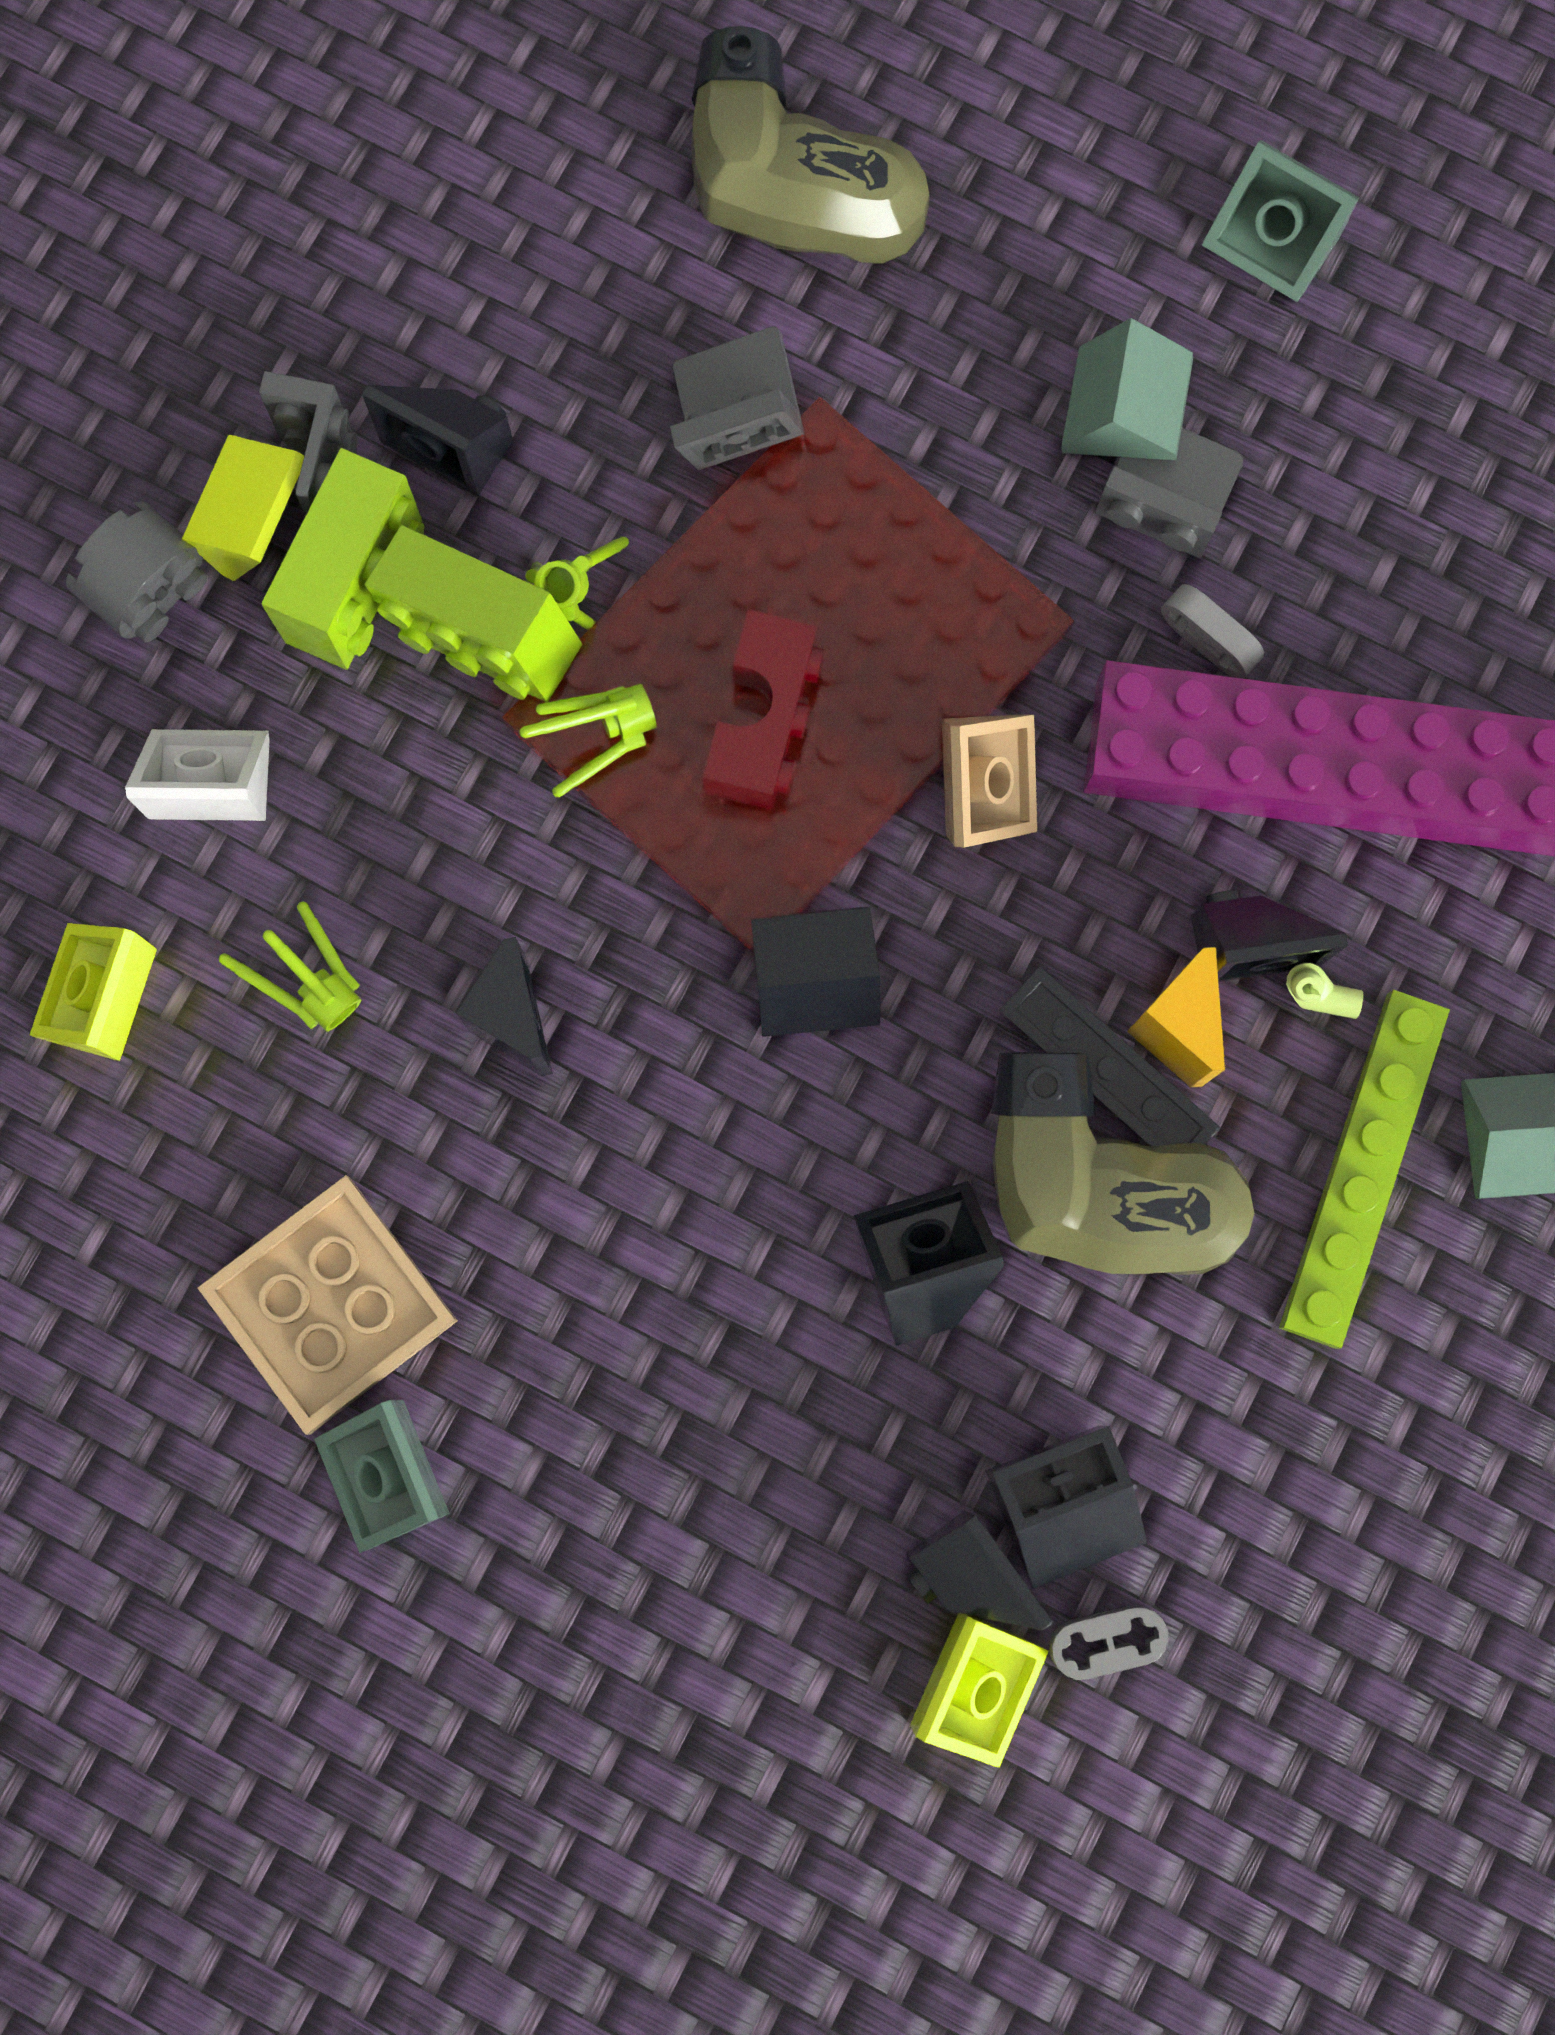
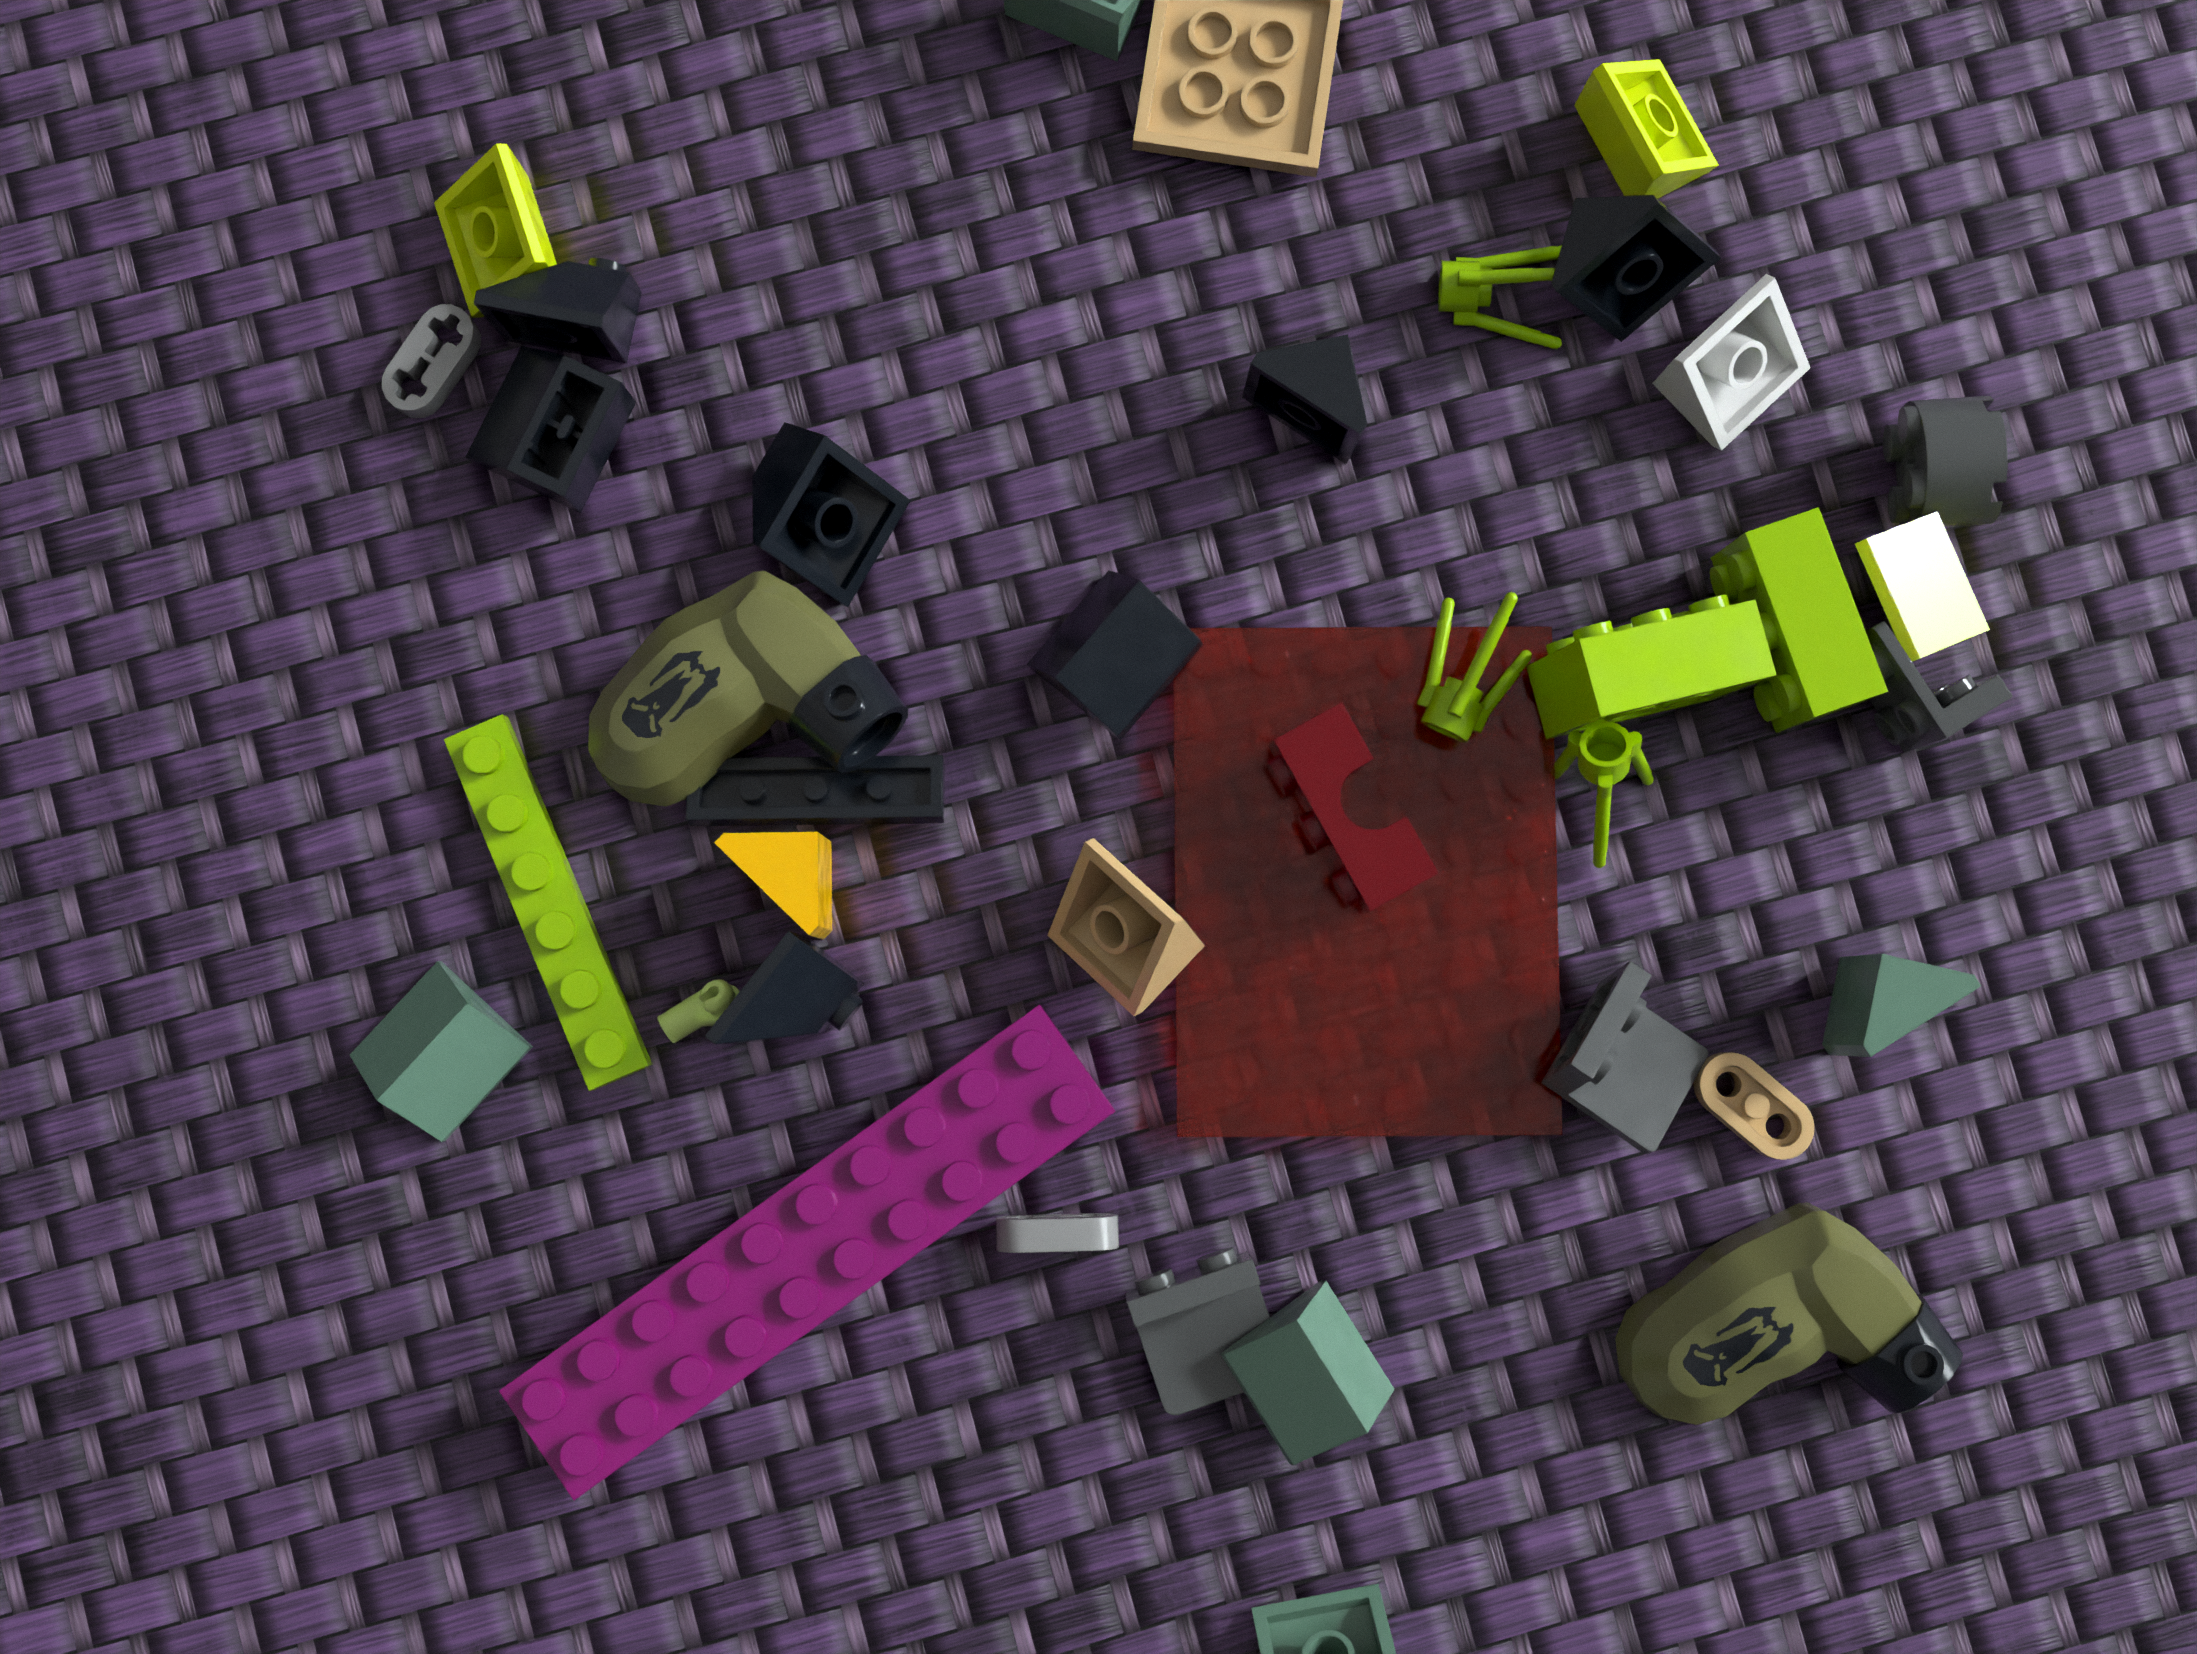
camera: 135 degrees right, 5 degrees up
(209, 901) = (1627, 260): none -> black slope
(442, 431) = (1828, 812): black slope -> none
(534, 277) = (1886, 998): none -> sand green slope
(678, 307) = (1752, 1103): none -> tan plate

